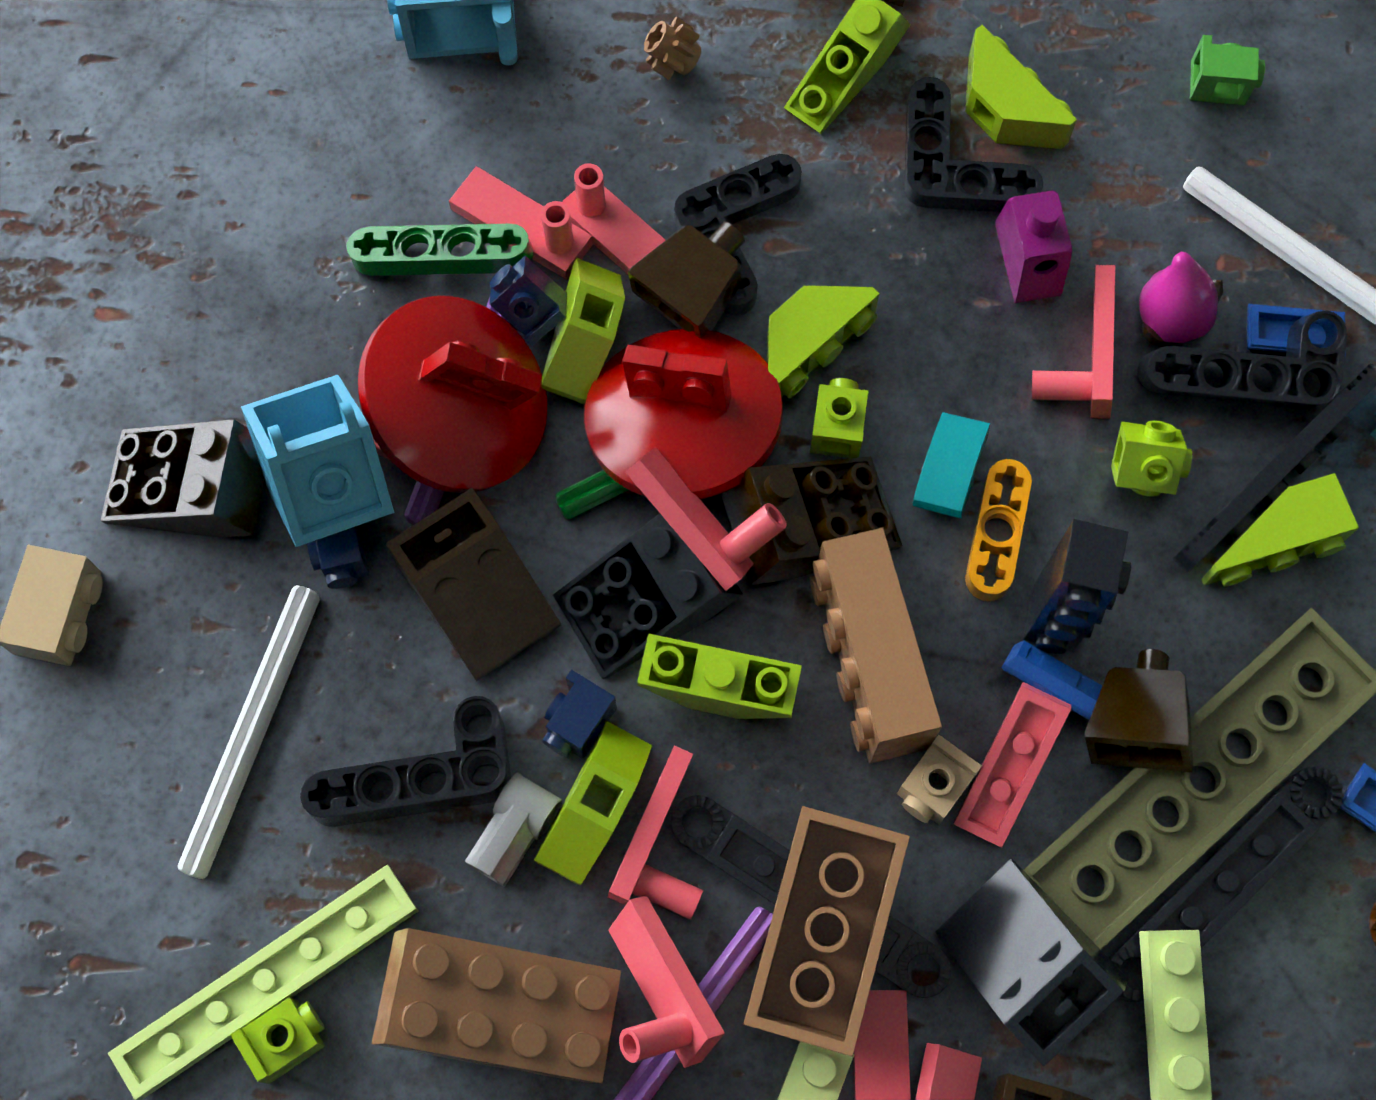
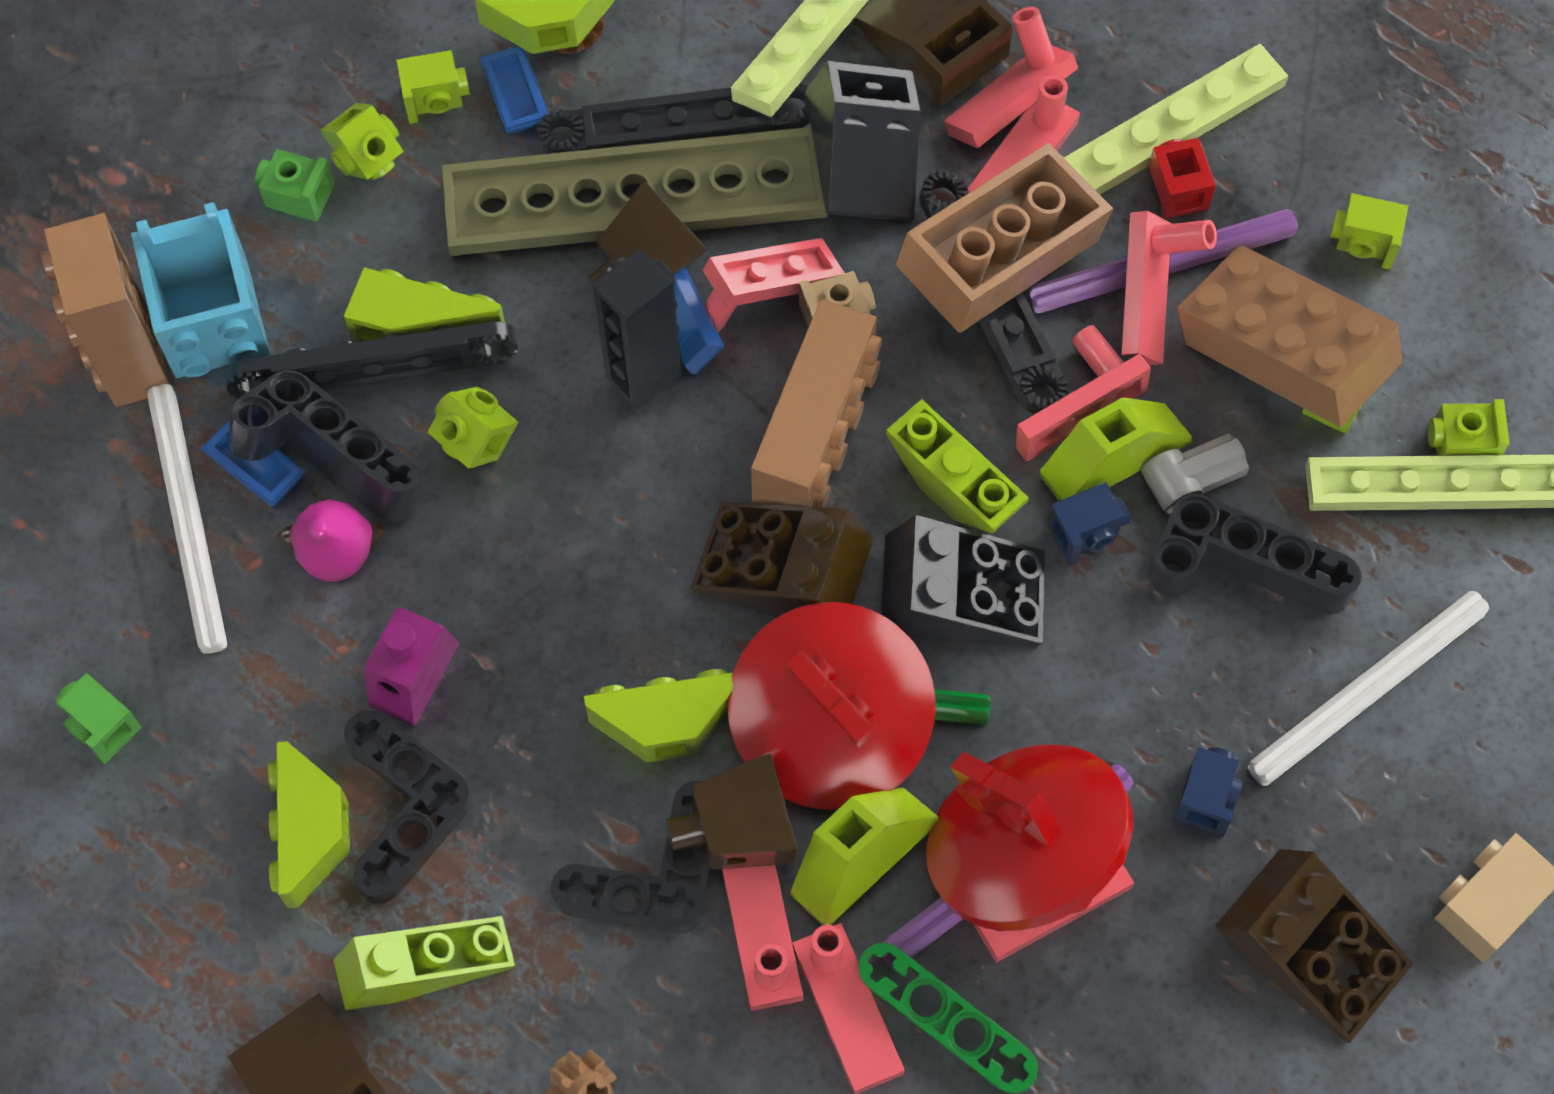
camera: 145 degrees left, 5 degrees down
(318, 459) = (1195, 812): medium azure container -> none
(473, 584) = (1111, 681): dark brown slope -> none
(530, 284) = (900, 892): dark blue brick -> none
(721, 552) = (893, 582): coral piece -> none
(837, 433) = (700, 643): lime brick -> none
(951, 465) = (632, 529): teal slope -> none
(1018, 499) = (599, 473): light orange beam -> none
(1085, 385) = (455, 516): coral piece -> none

